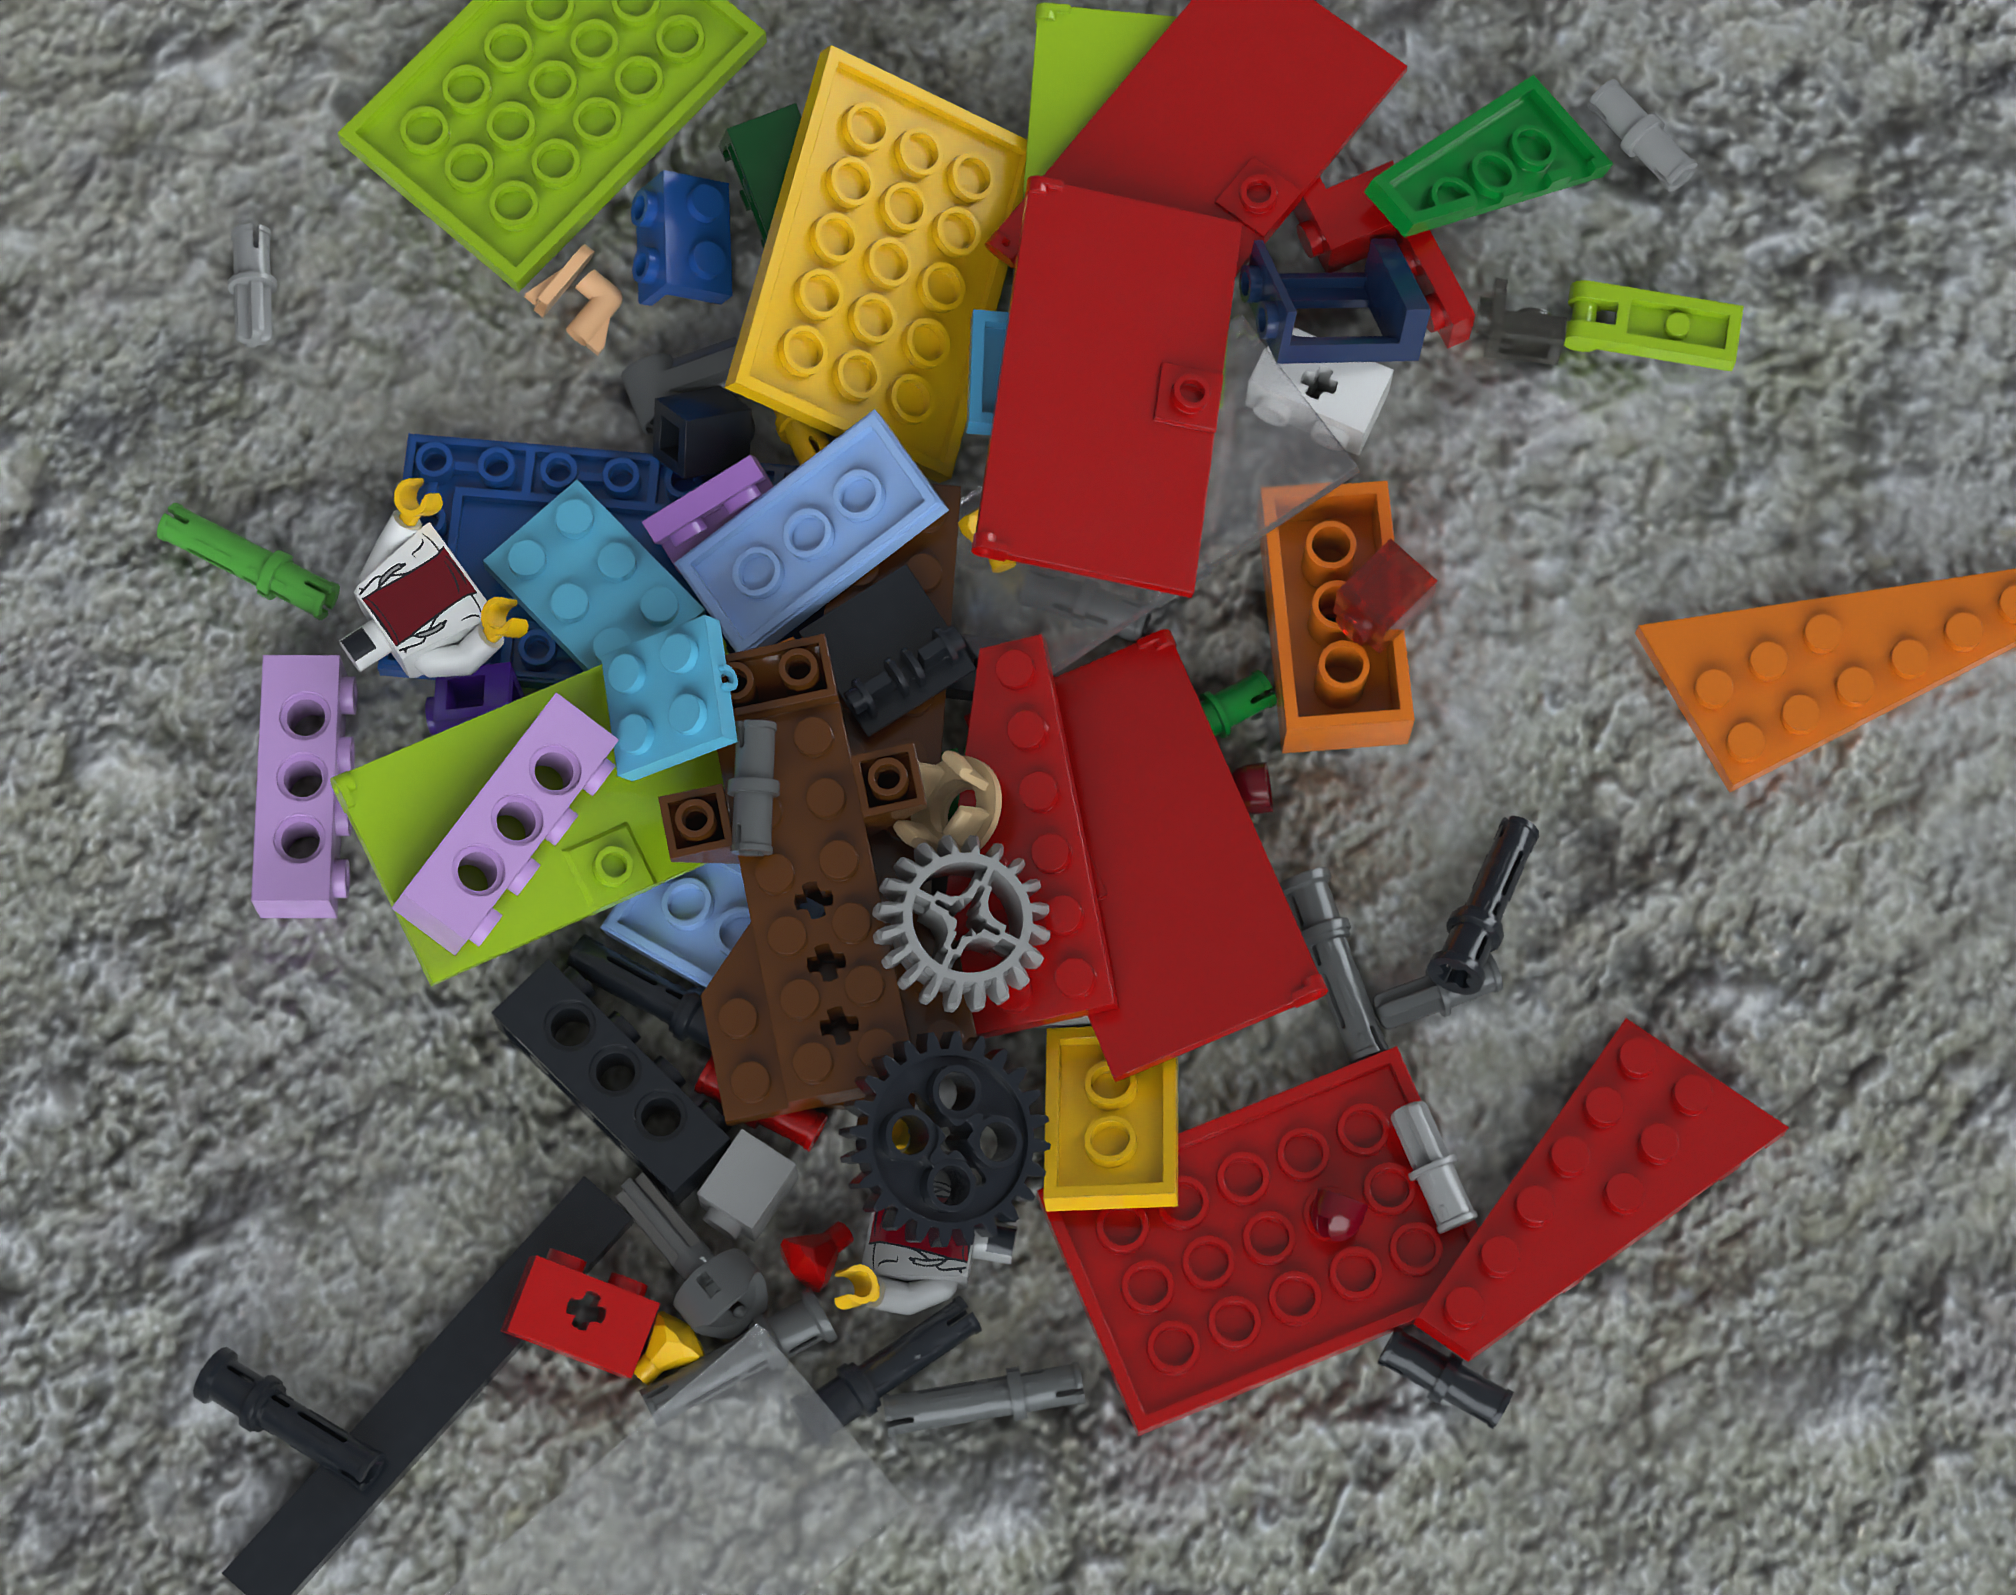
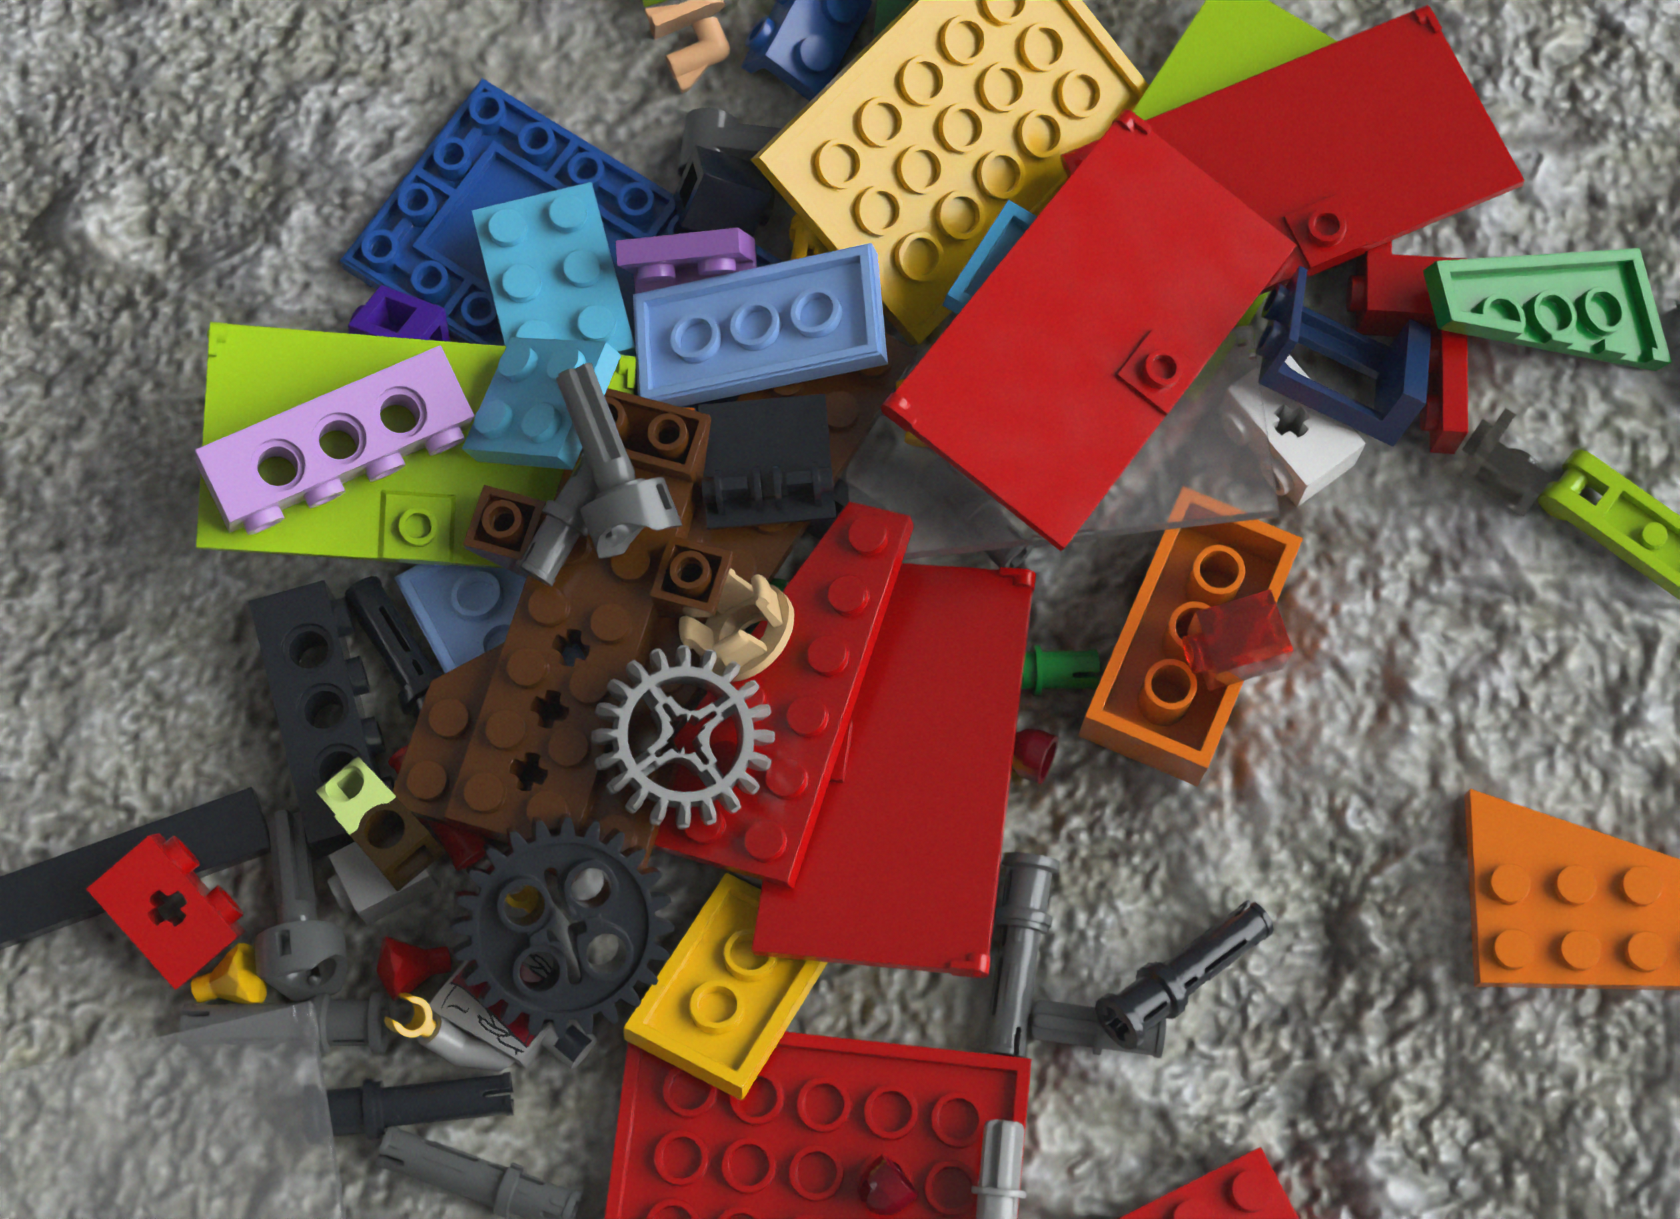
camera: 30 degrees right, 0 degrees up
(270, 572) = (299, 136): bright green pin -> none
(289, 692) = (247, 244): lavender brick -> none
(423, 600) = (398, 215): torso -> none
(731, 1138) = (380, 823): none -> dark brown leg
(801, 744) = (625, 502): none -> dark grey piece

